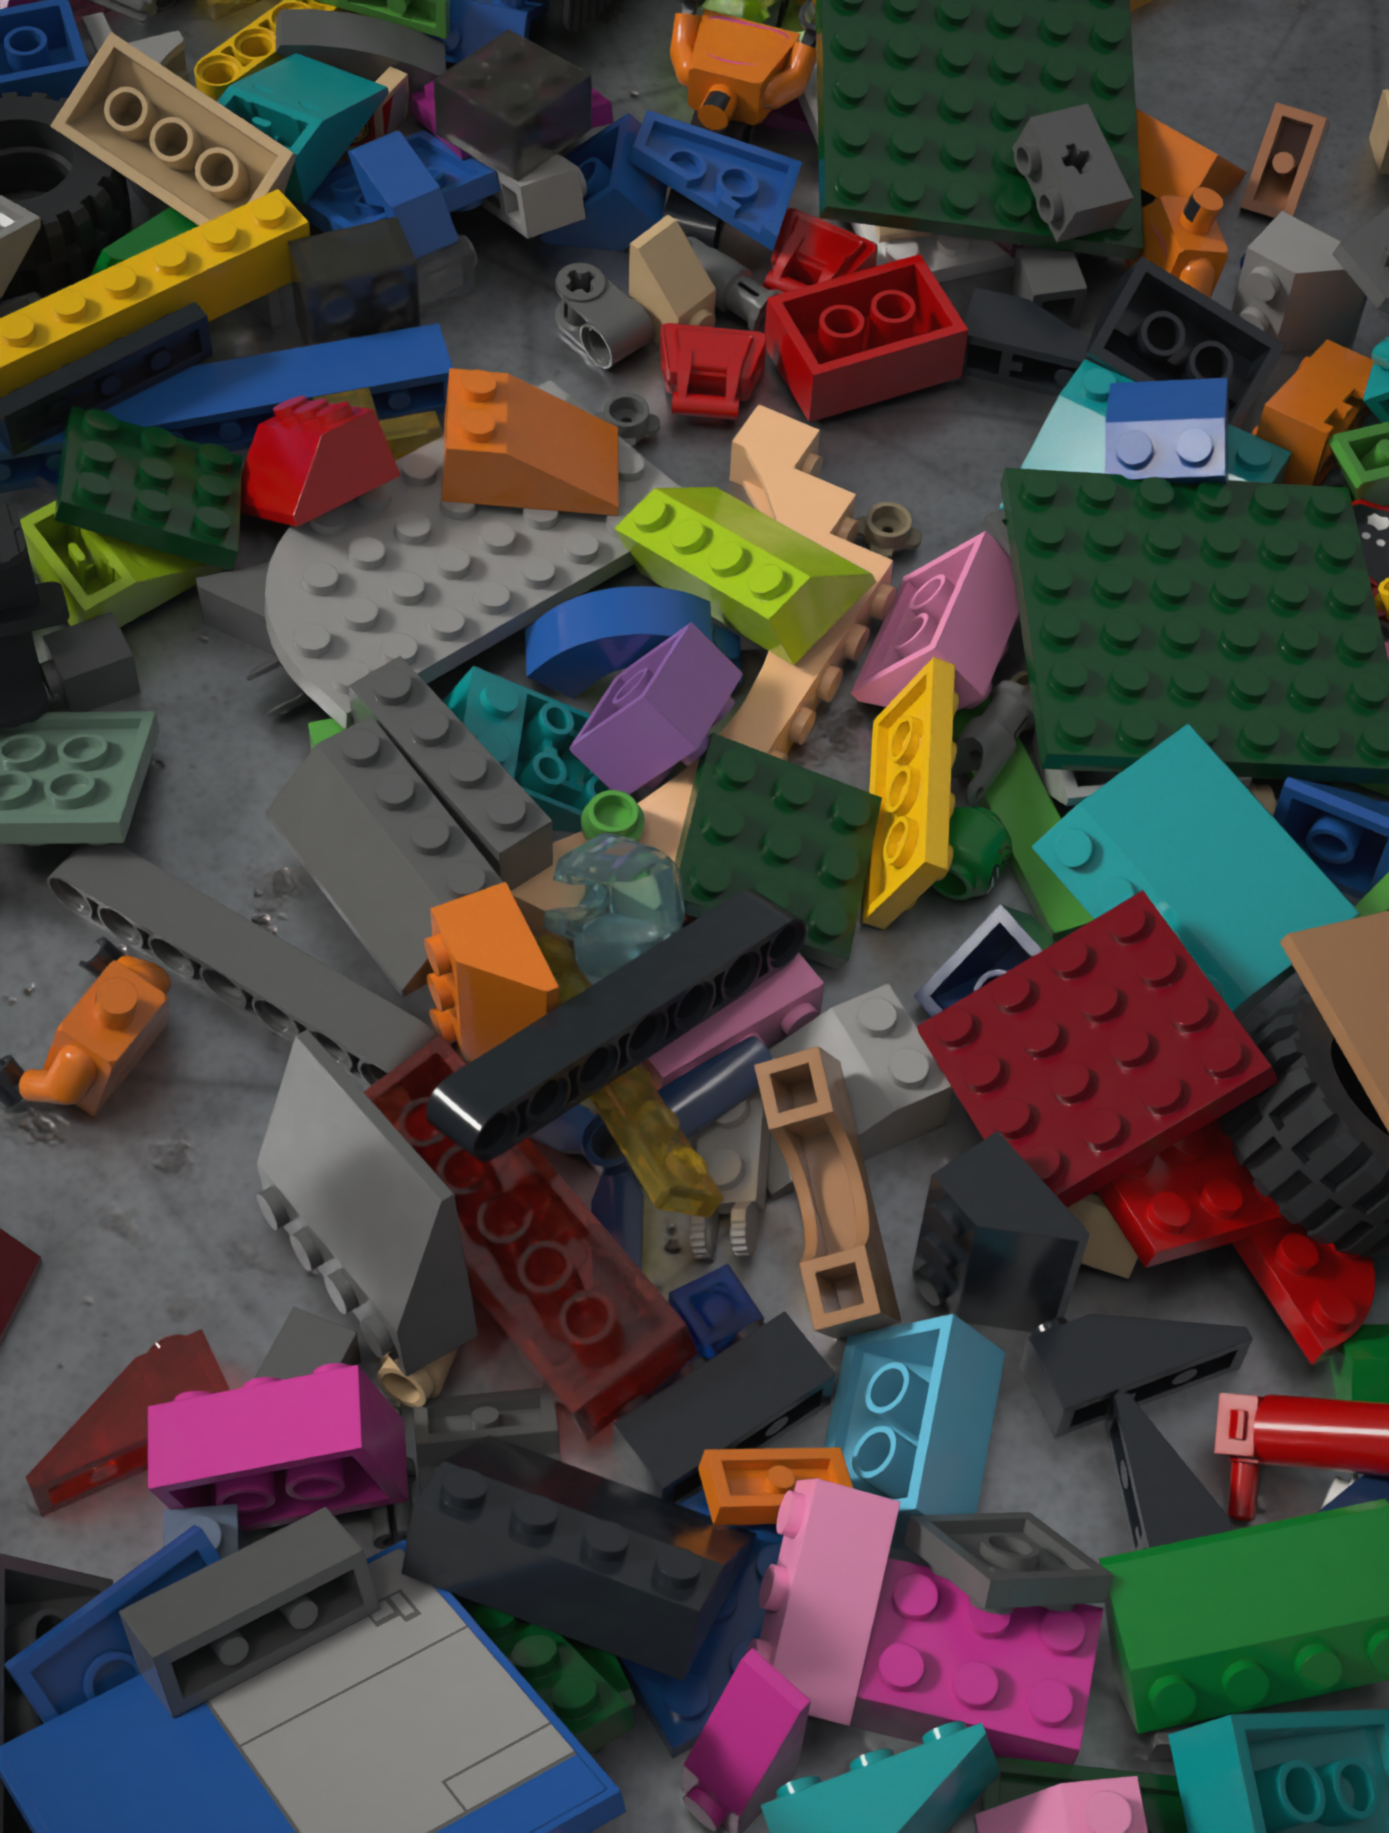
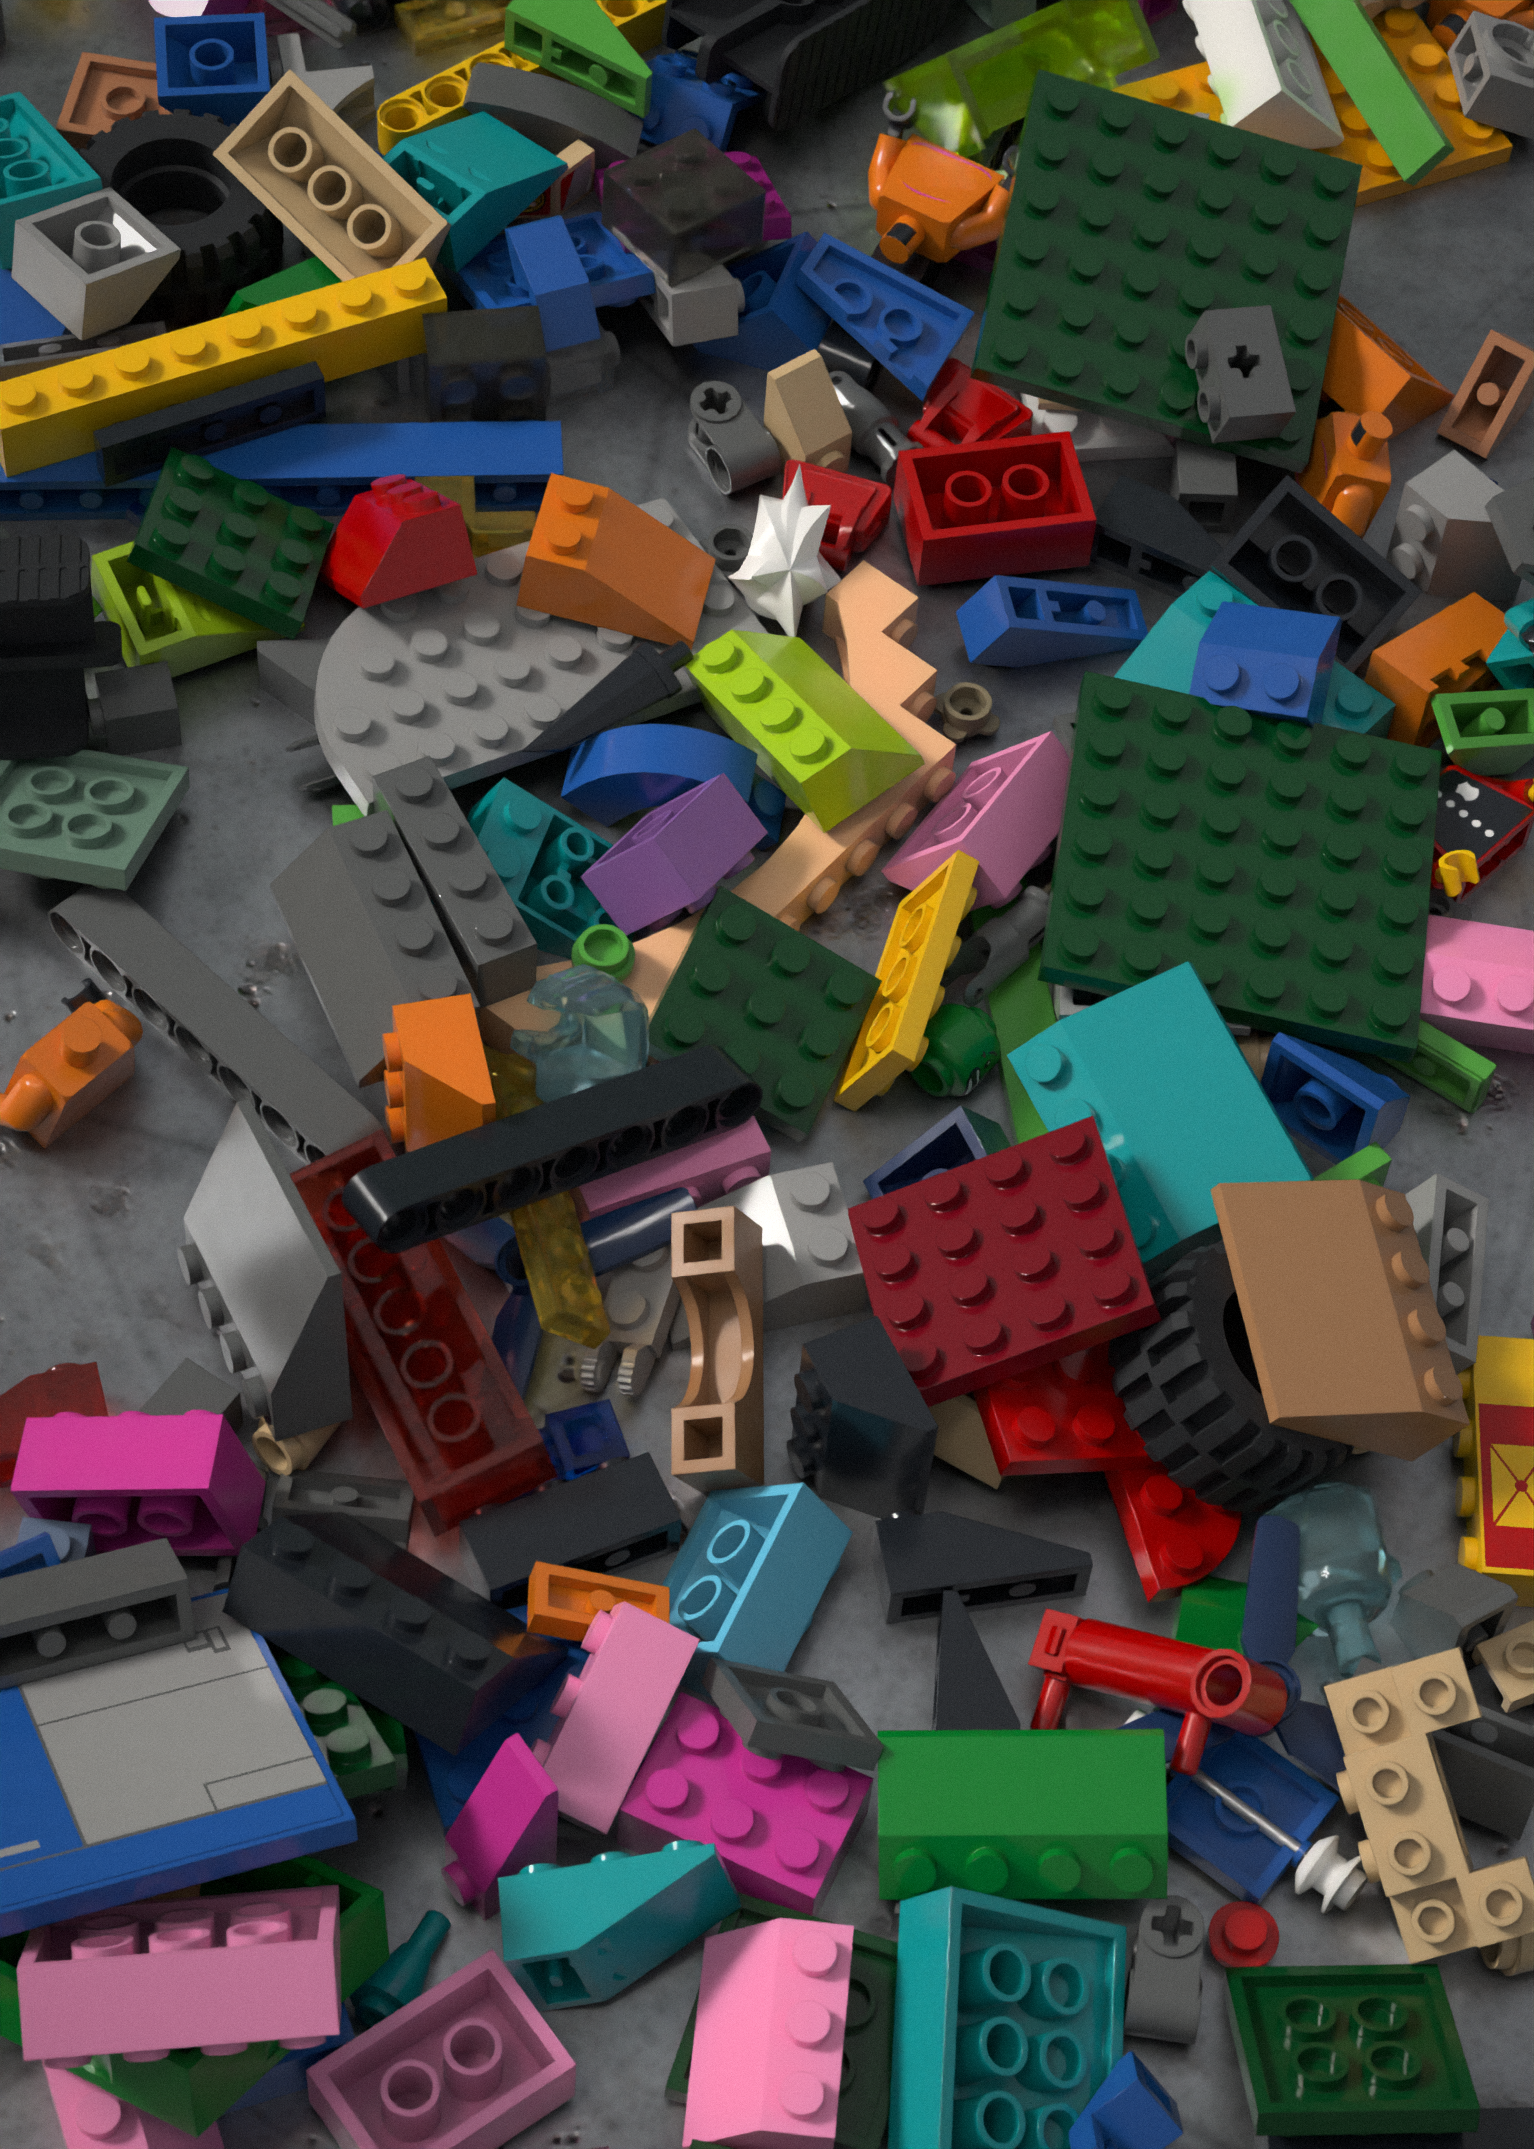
camera: 10 degrees right, 0 degrees up
(571, 560) = (628, 689): none -> black bar
(685, 415) = (785, 559): none -> white hair
(938, 433) = (1047, 621): none -> blue slope

